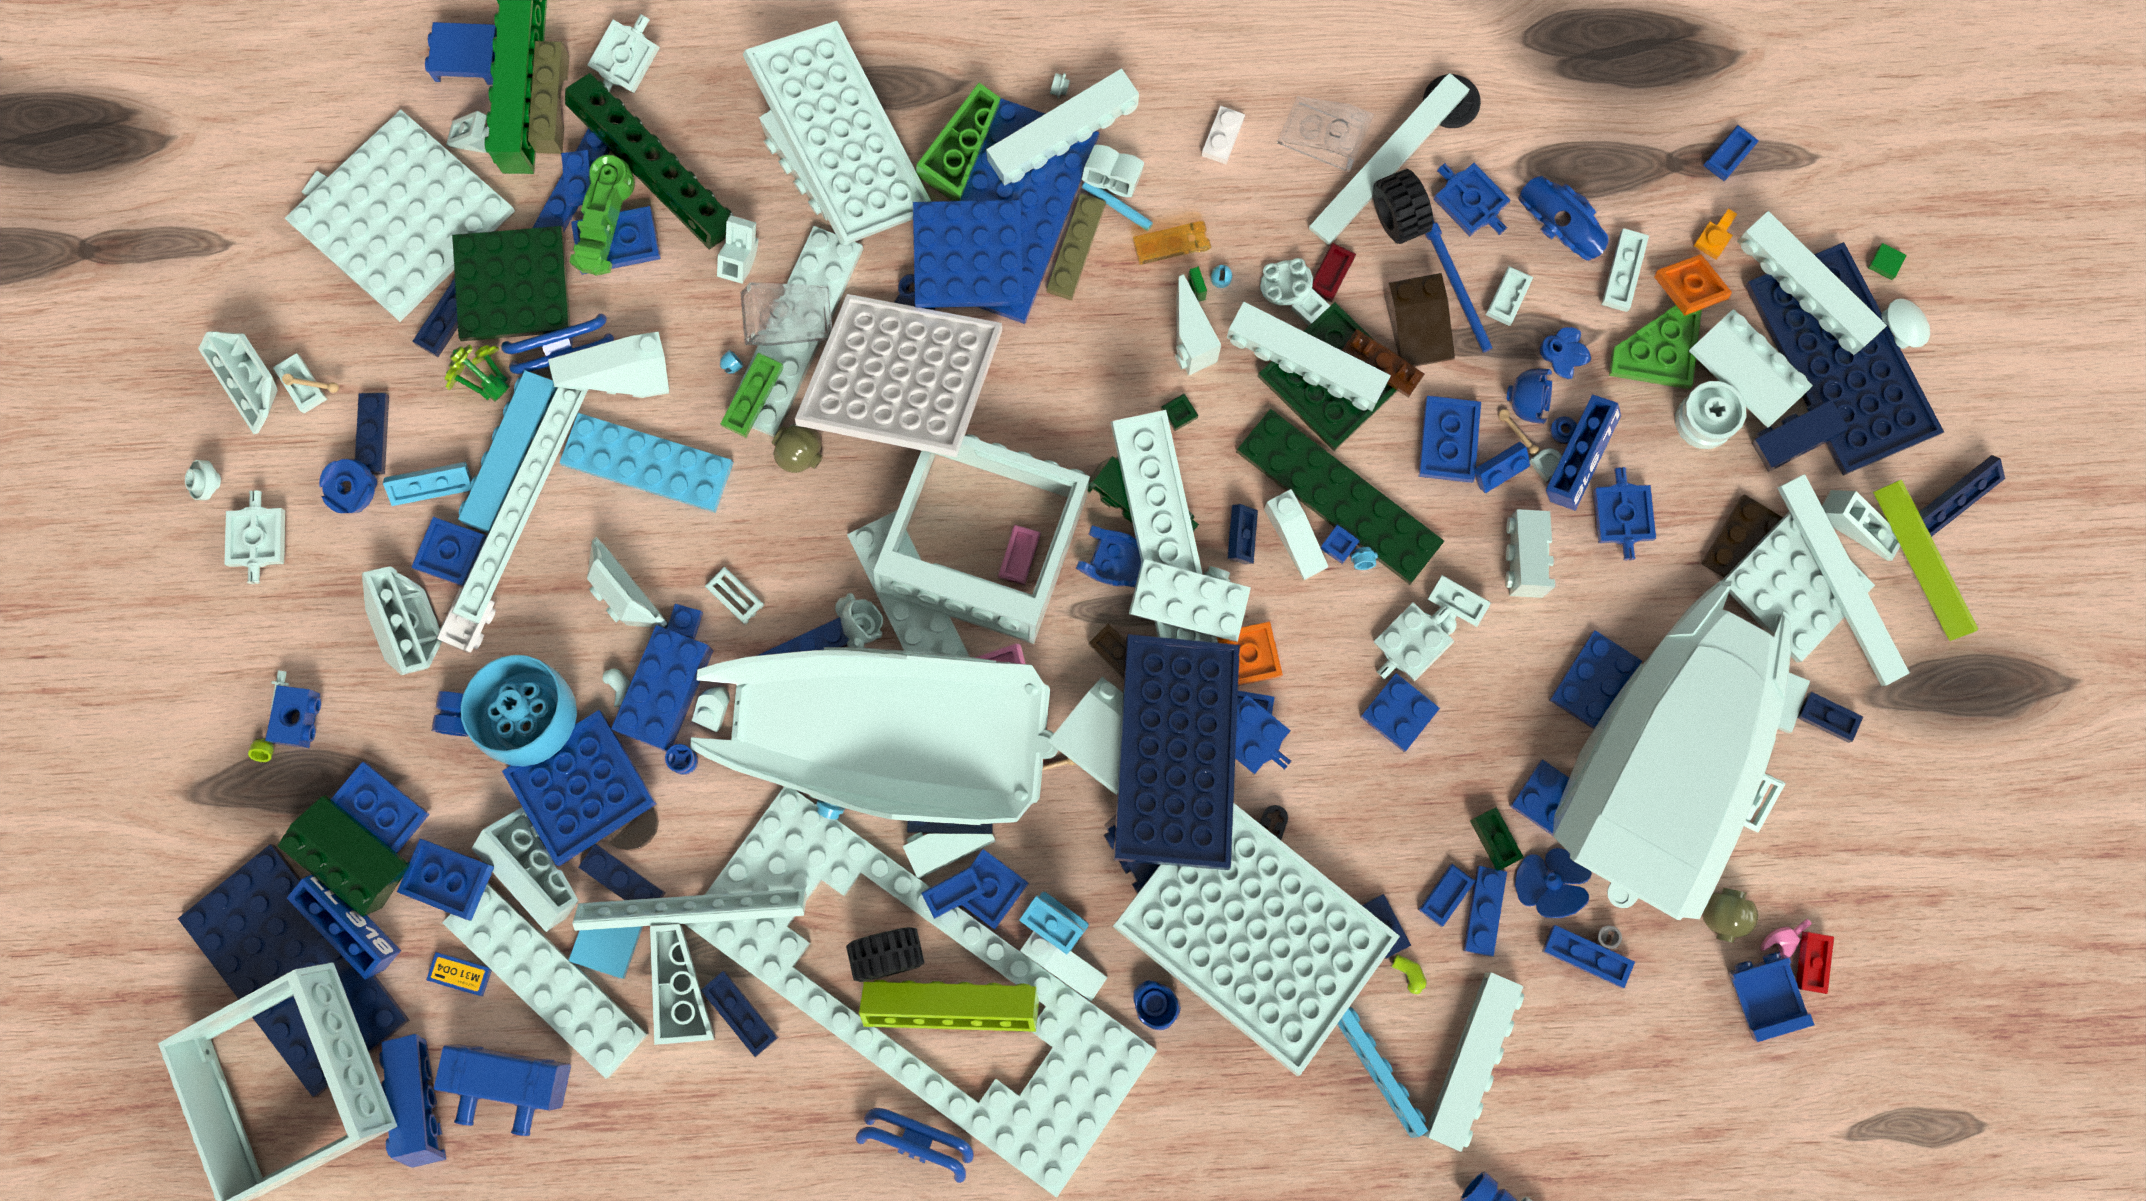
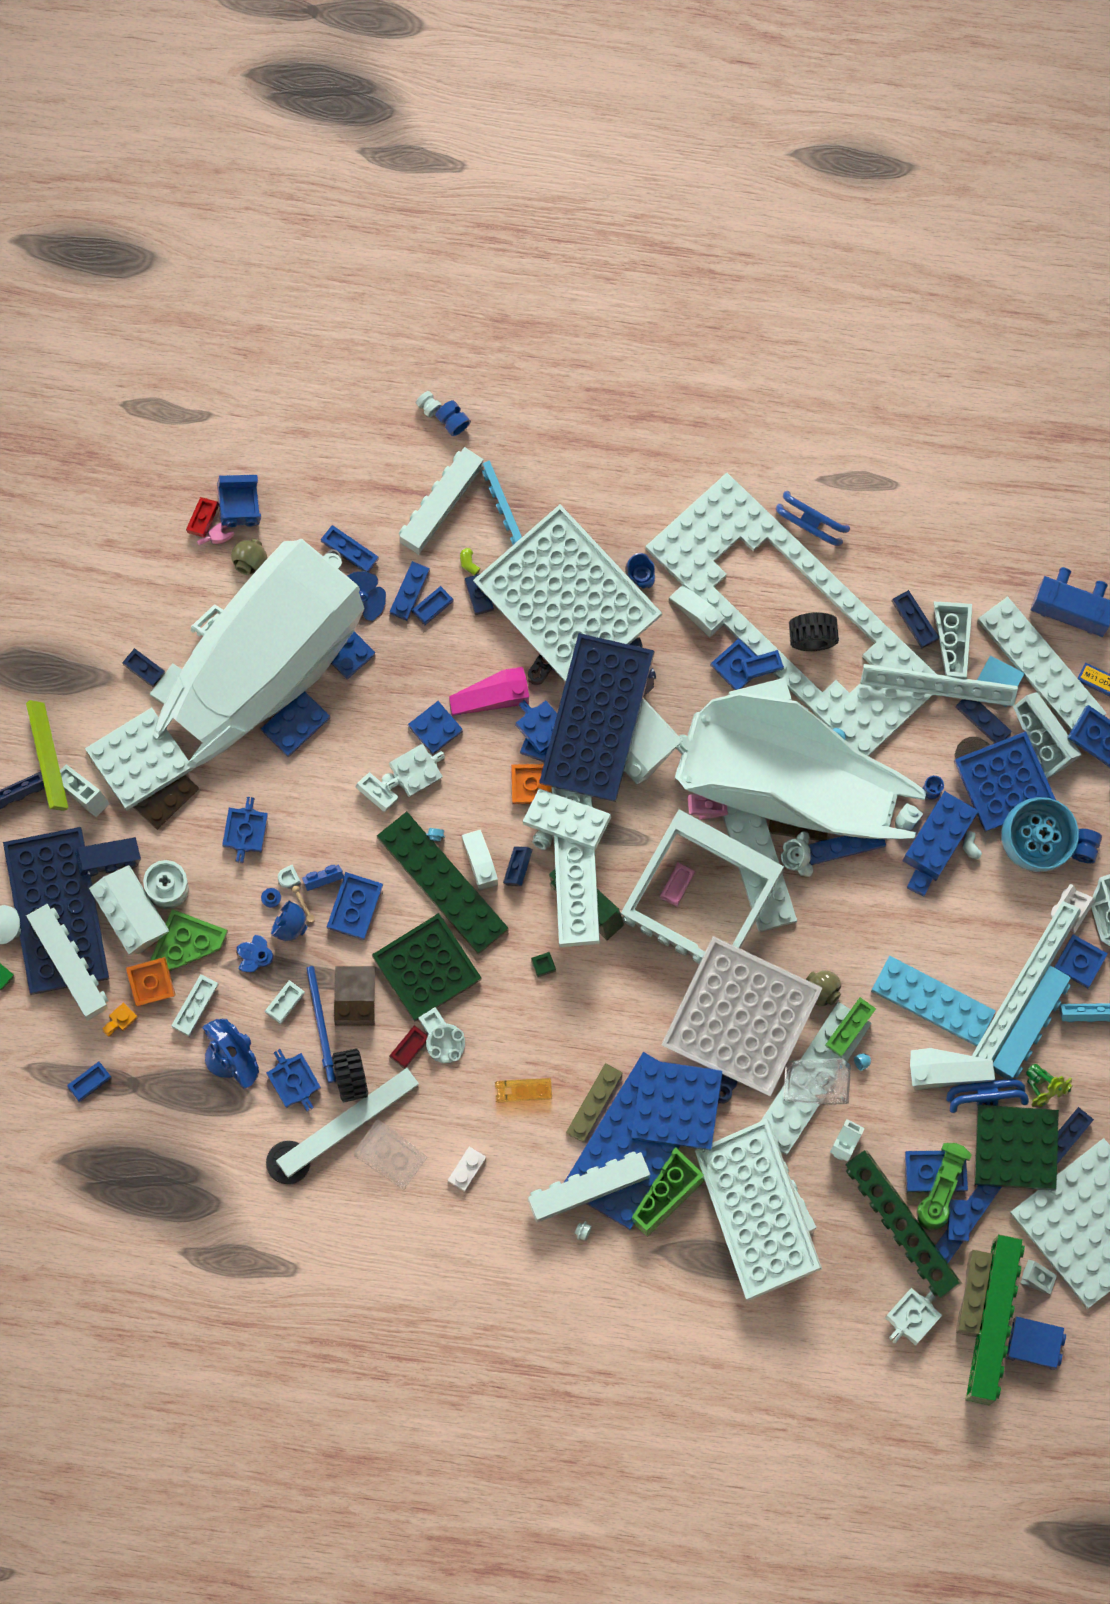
camera: 175 degrees left, 5 degrees down
(619, 590) = (961, 908): light aqua wedge -> none
(751, 611) = (886, 911): light aqua tile -> none
(949, 1006) = (774, 593): lime brick -> none
(1054, 922) = (699, 629): medium azure panel -> none
(1111, 648) = (625, 806): dark brown plate -> none
(1113, 170) = (556, 1151): light aqua brick -> none
(1114, 559) = (612, 865): blue animal -> none
(1119, 206) = (557, 1129): medium azure bar -> none
(1195, 338) = (523, 1005): light aqua slope -> none
(1197, 284) = (512, 1055): green tile -> none
(1216, 273) = (496, 1060): medium azure hinge -> none
(1307, 356) = (445, 977): light aqua brick -> none
(1326, 782) = (498, 691): none -> dark pink wedge
(1339, 544) = (451, 846): blue plate -> none
(1403, 375) = (391, 966): reddish brown plate -> none
(1496, 839) = (391, 632): dark green plate -> none
(1529, 554) = (321, 812): light aqua wedge -> none
(1583, 452) = (264, 874): blue brick -> none
(1843, 580) = (109, 752): light aqua tile -> none

